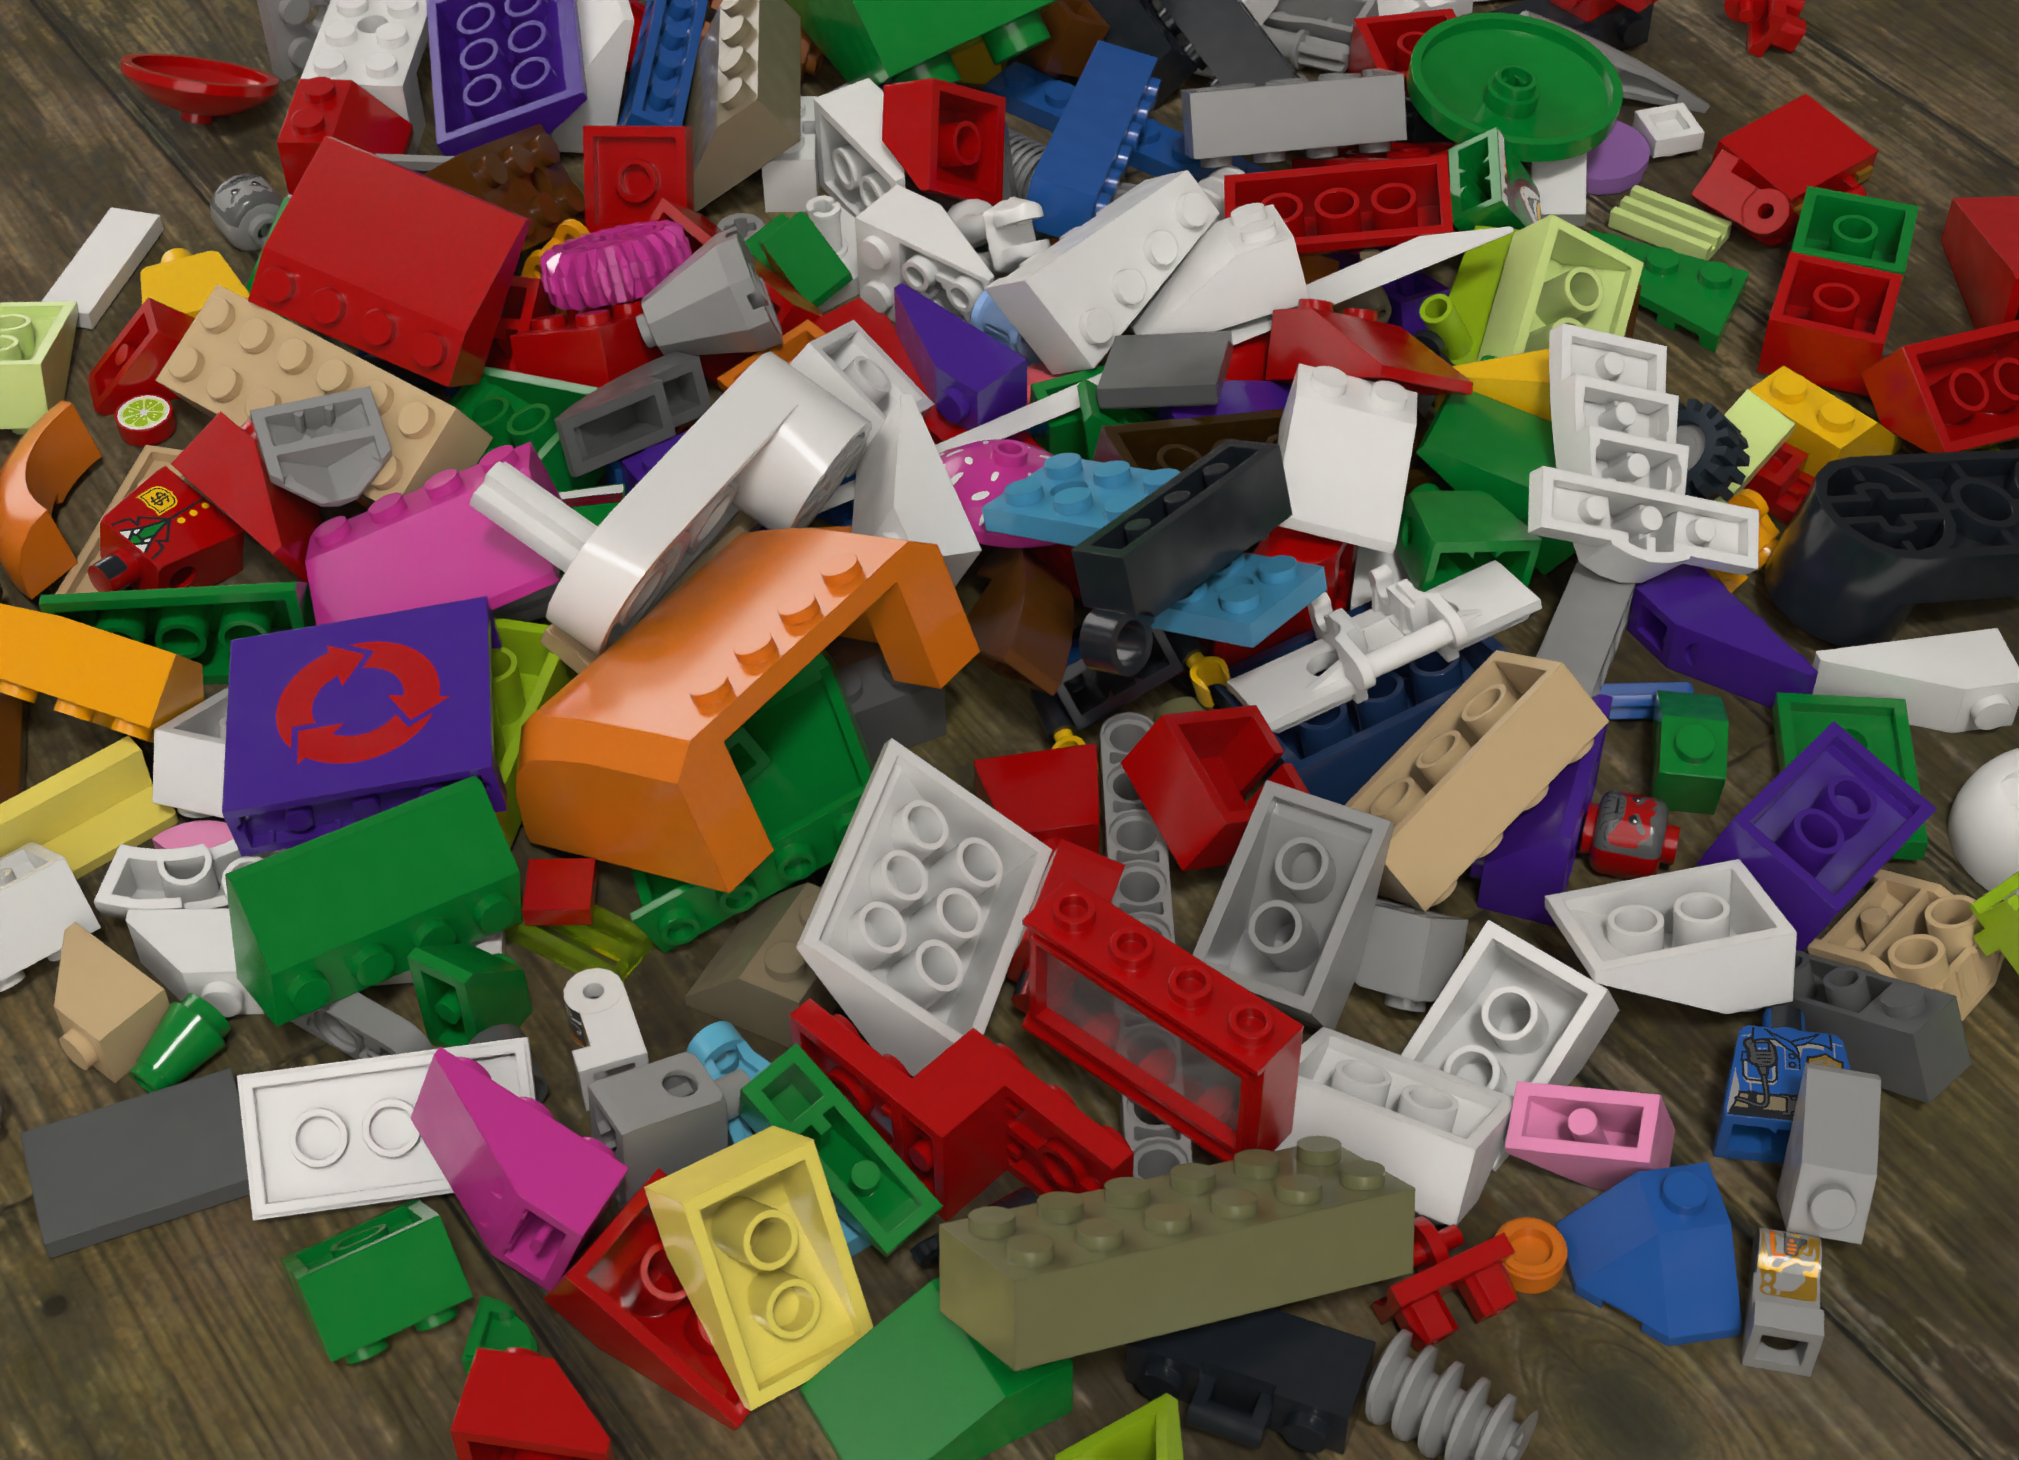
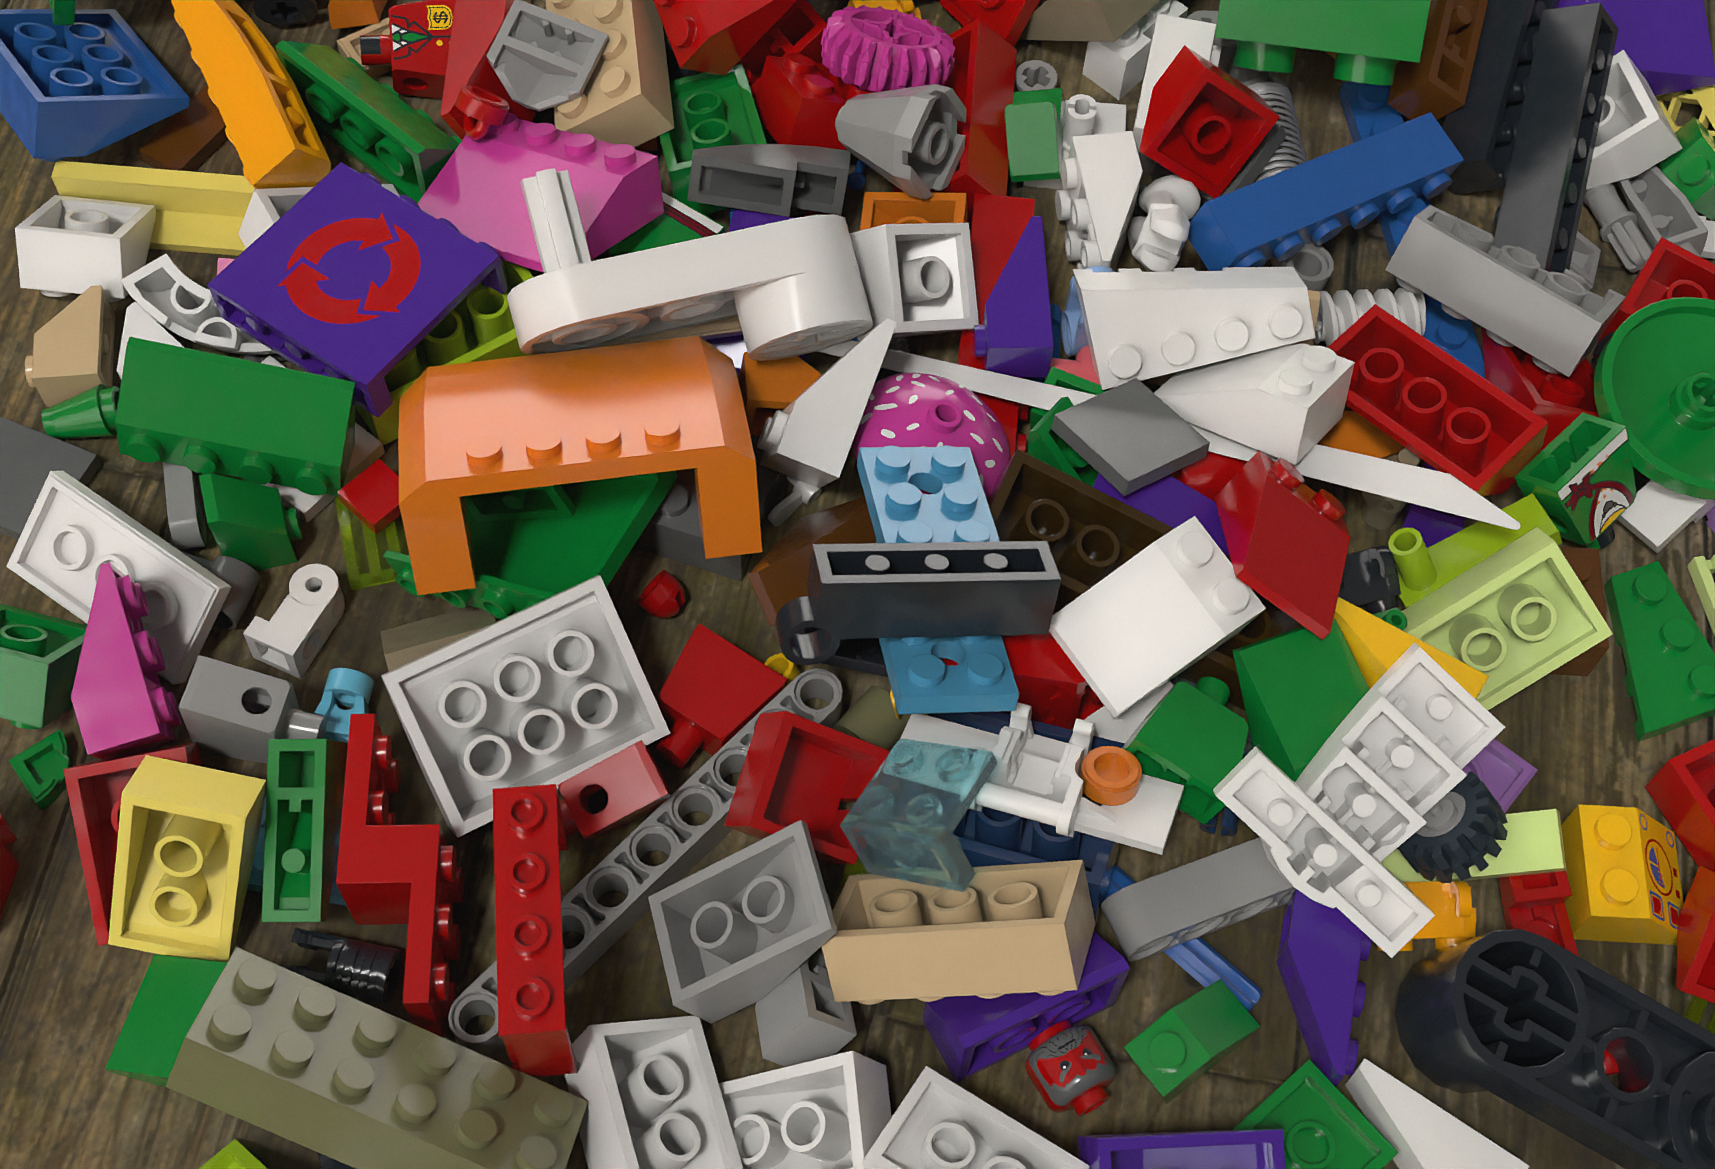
camera: 40 degrees right, 15 degrees up
(308, 516) = (483, 106): none -> red tile
(1341, 717) = (910, 811): none -> clear light blue bracket
(1447, 578) = (1110, 775): none -> orange tile

